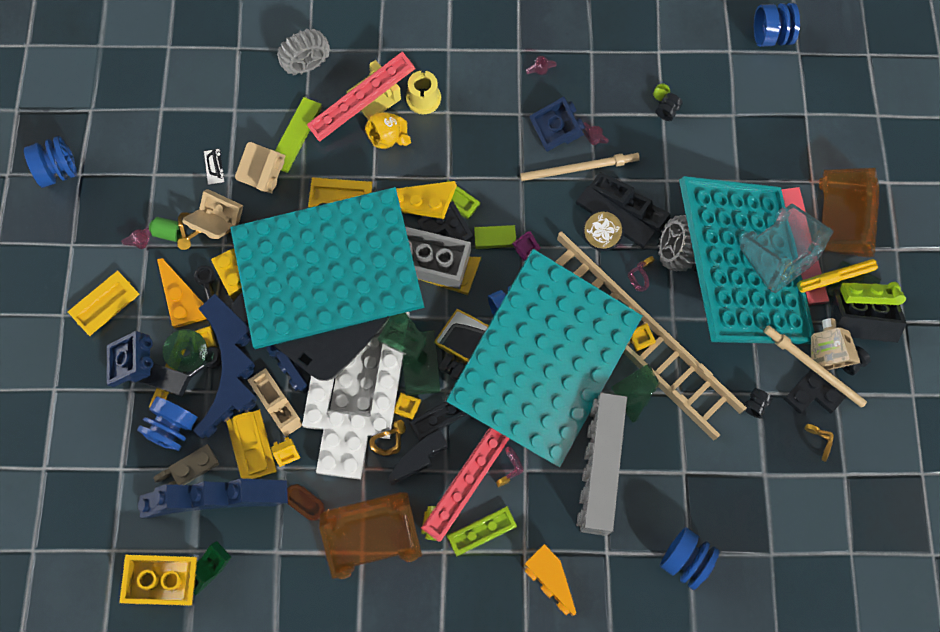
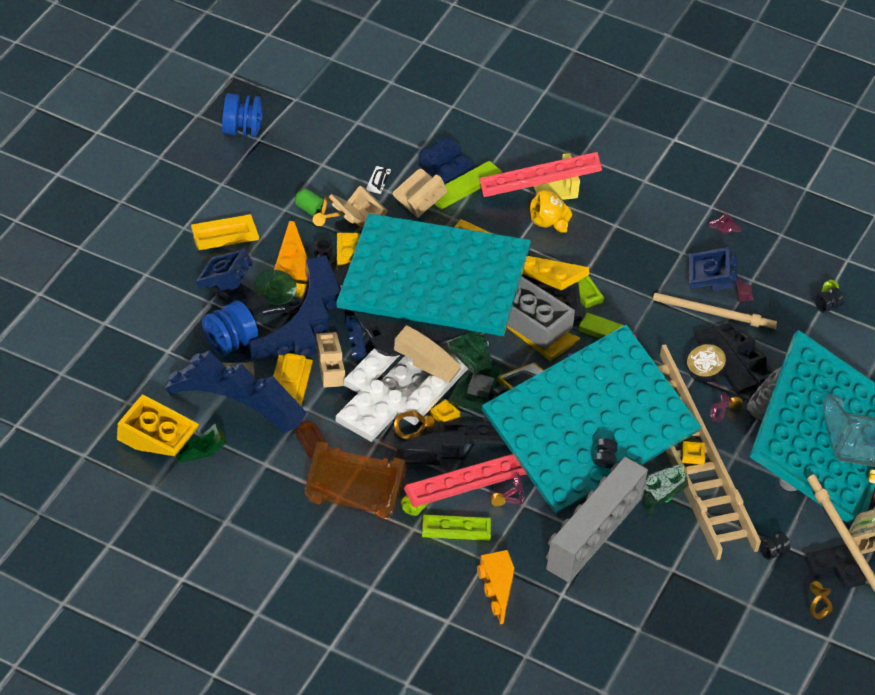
camera: 25 degrees right, 25 degrees down
(138, 238) = (282, 200): clear pink piece -> none
(264, 117) = (445, 160): none -> dark blue plate
(285, 452) = (317, 395): yellow tile -> none
(303, 51) = (514, 125): light grey gear -> none
(366, 365) = (426, 354): none -> tan slope
(426, 364) = (480, 385): none -> dark grey plate
(432, 97) = (600, 198): light yellow piece -> none
(581, 399) = (605, 453): none -> black wheel
(693, 560) = (634, 617): blue wheel -> none

